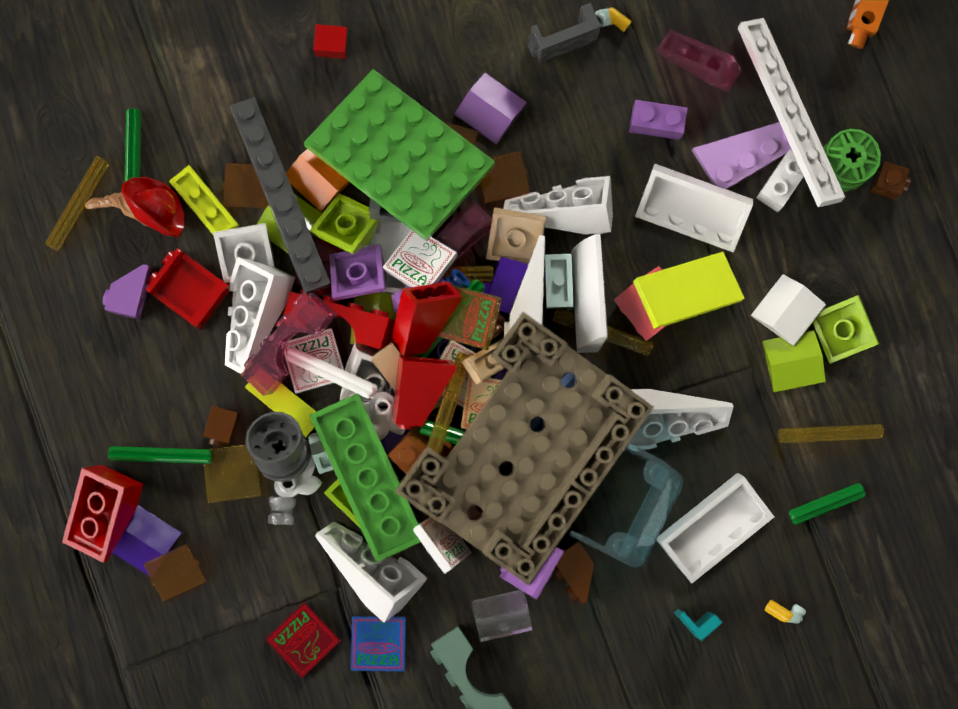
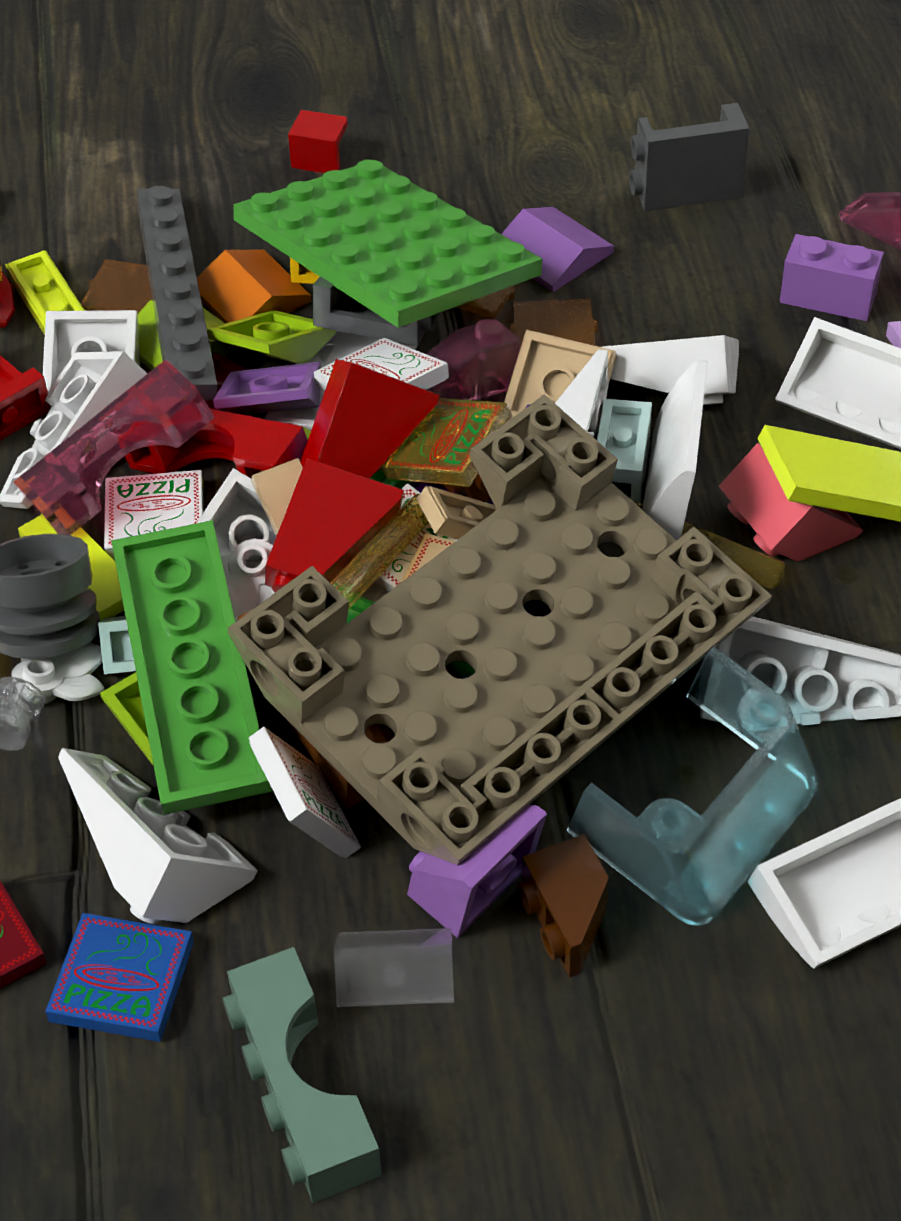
camera: 15 degrees right, 35 degrees down
(331, 373) = (177, 499): white axle -> none
(612, 16) = (771, 168): arm -> none
(701, 627) = (821, 1031): teal panel -> none

